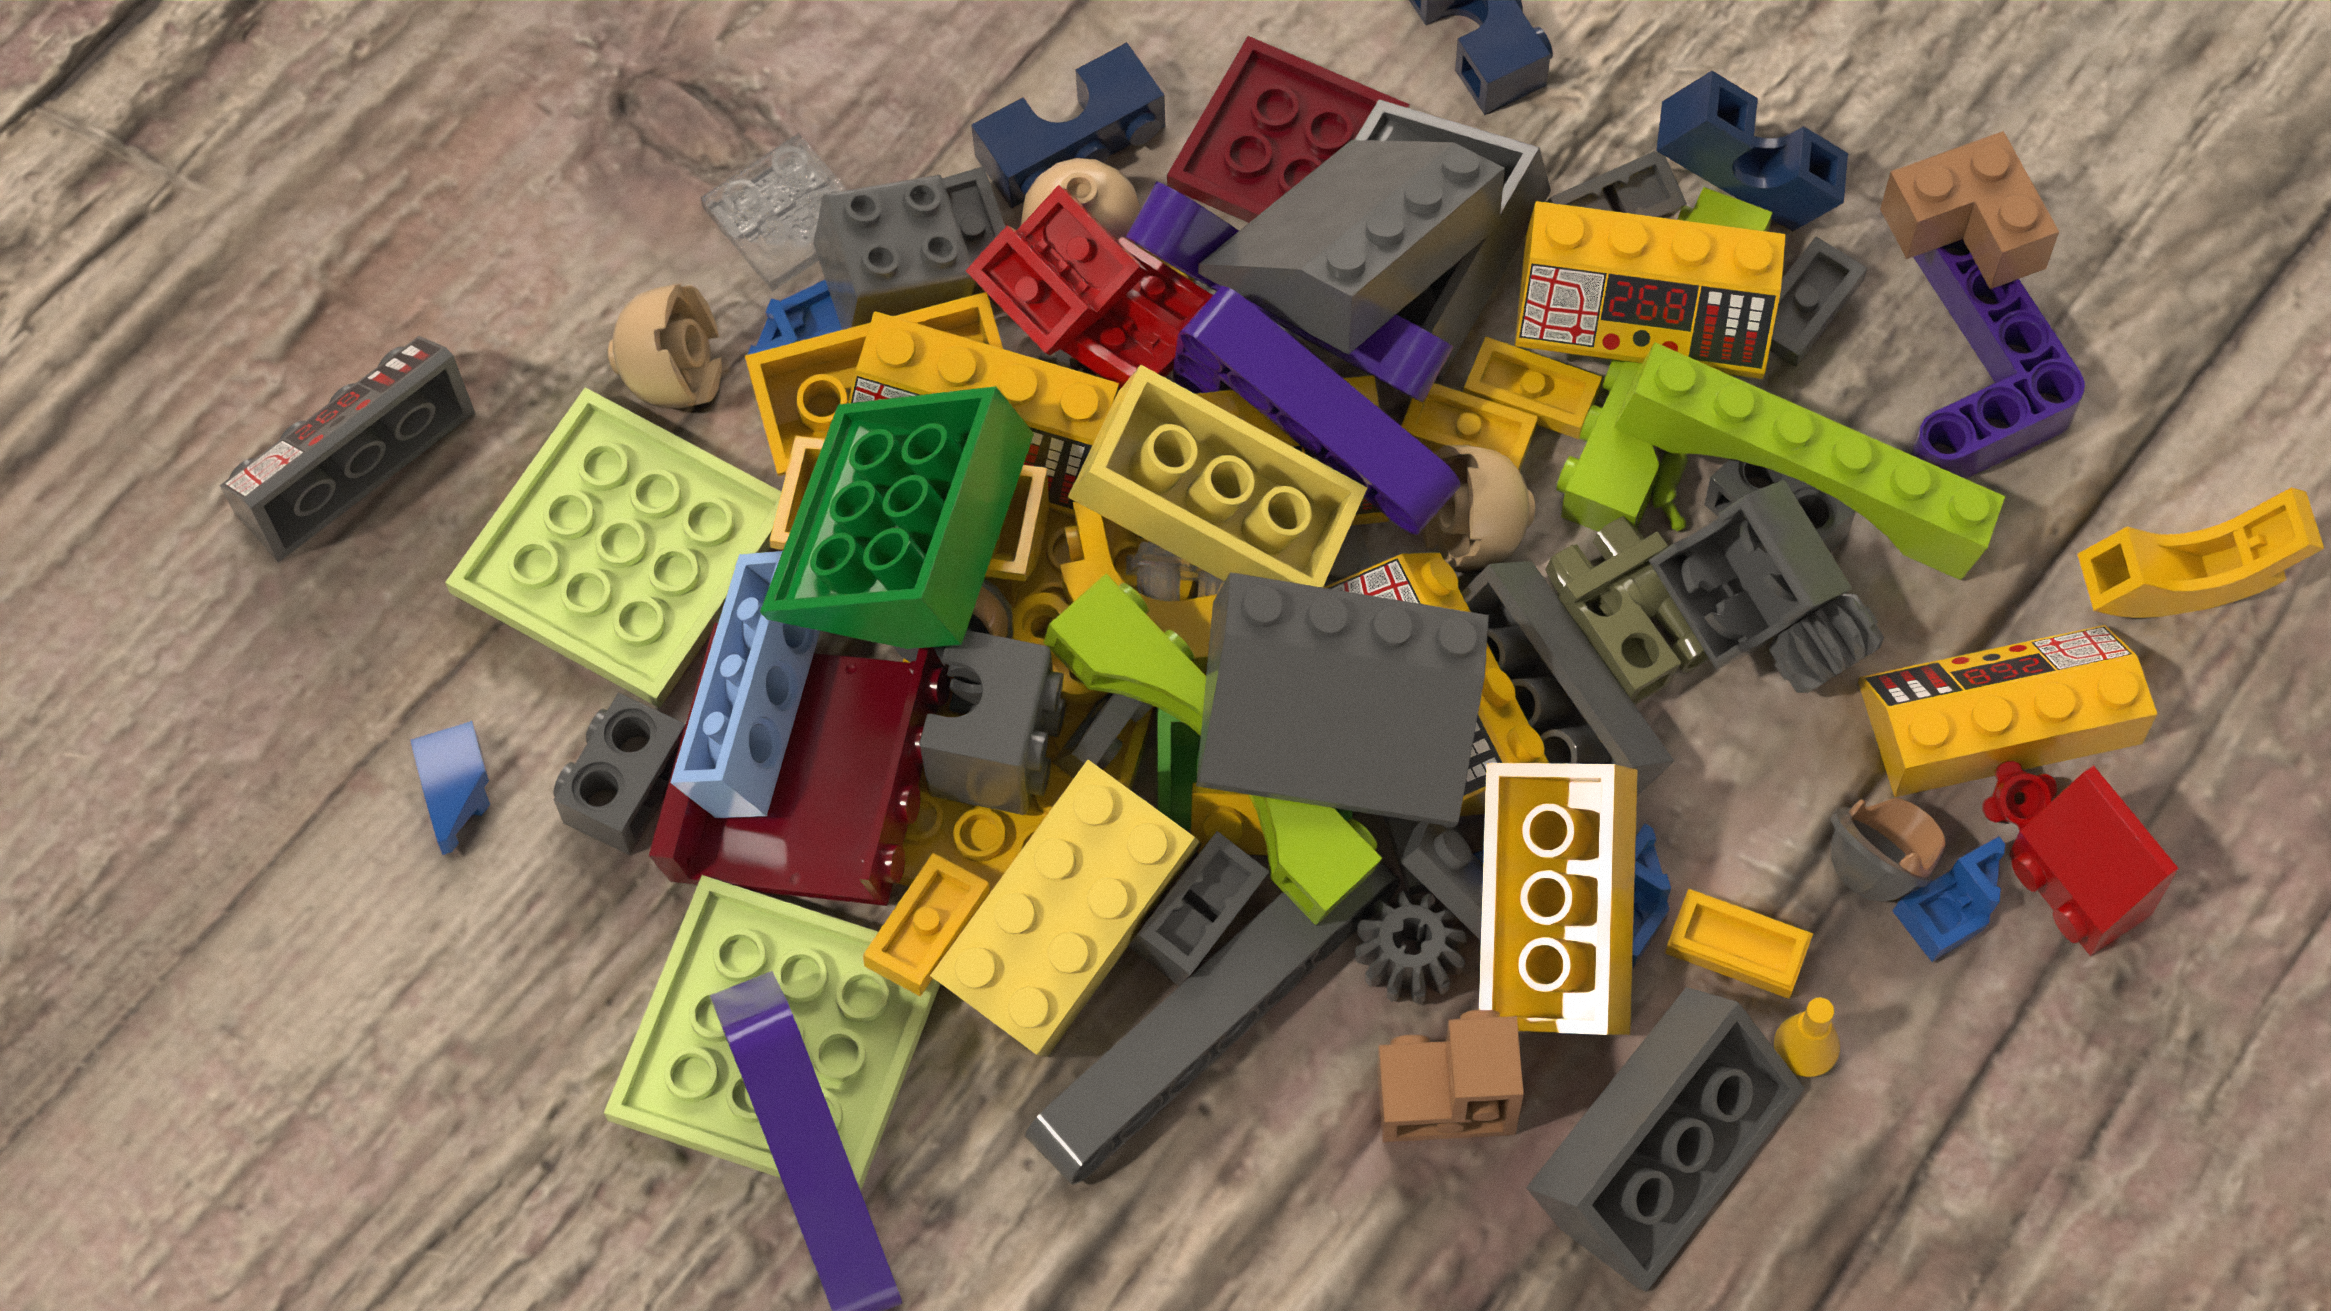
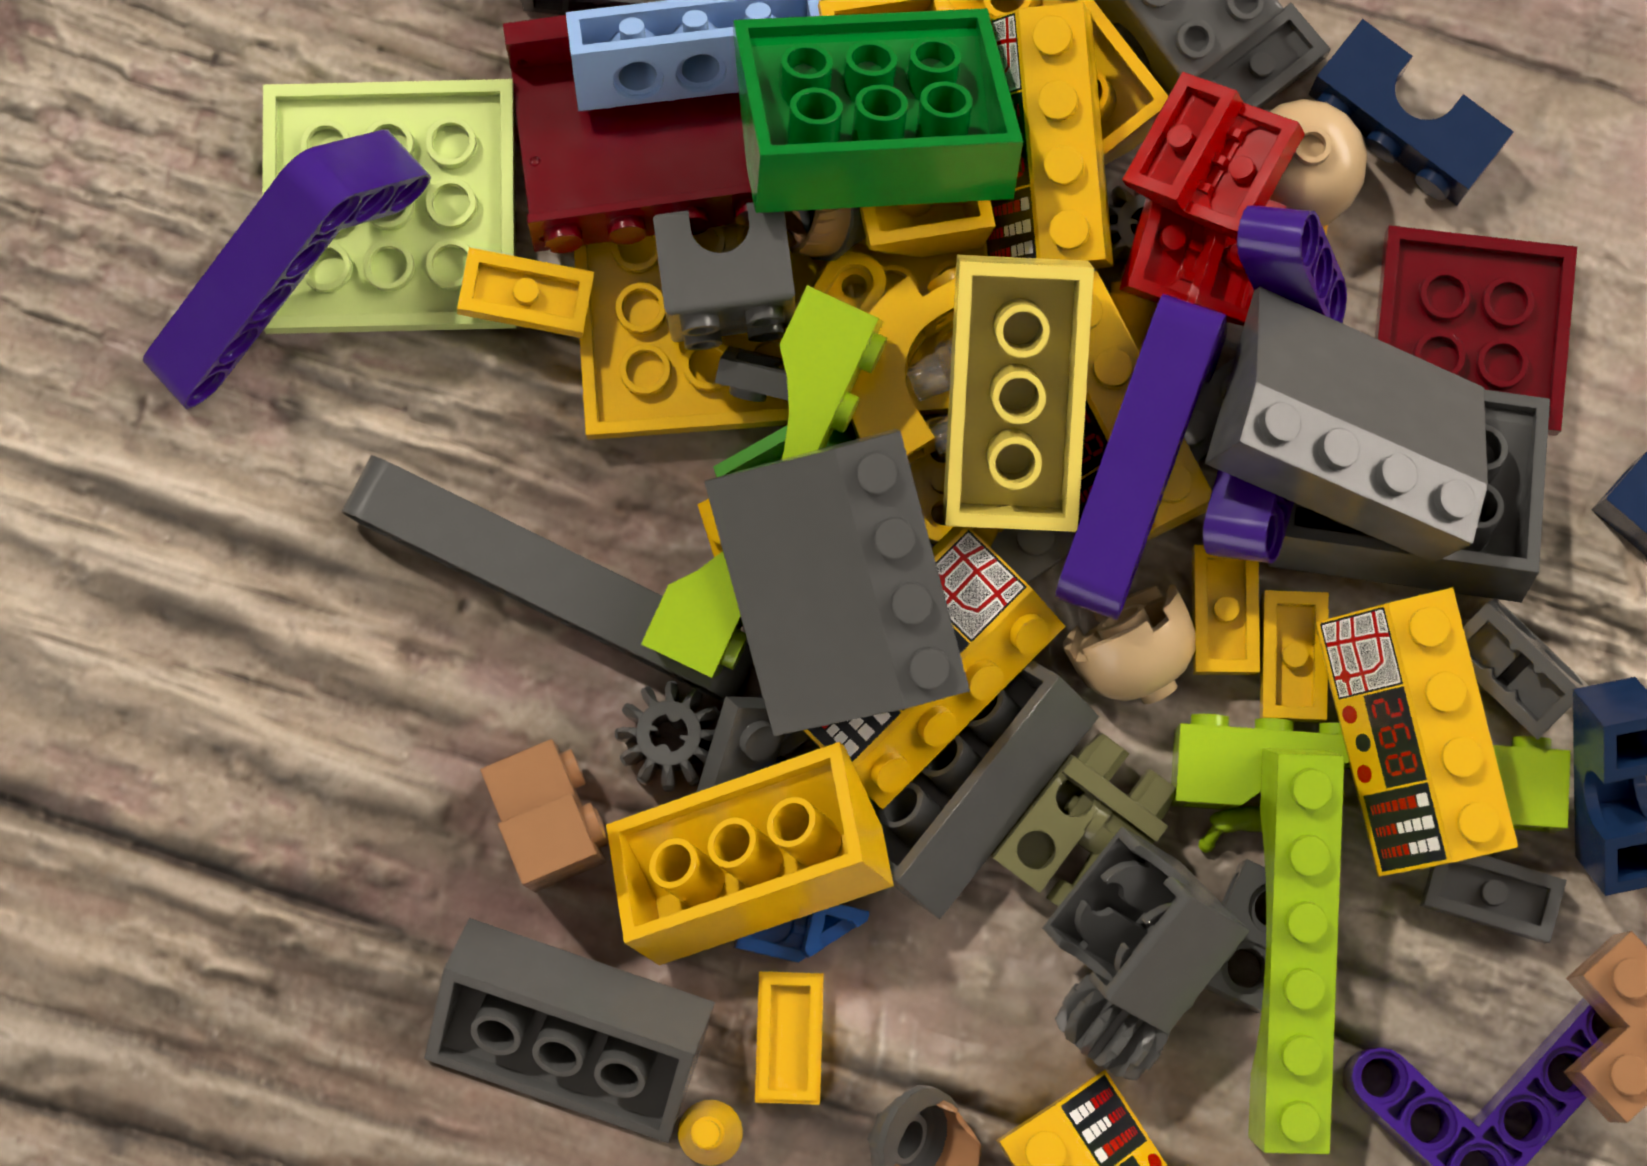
camera: 70 degrees right, 15 degrees up
(1066, 909) = (579, 411): light yellow brick -> none
(1198, 908) = (629, 529): dark grey brick -> none

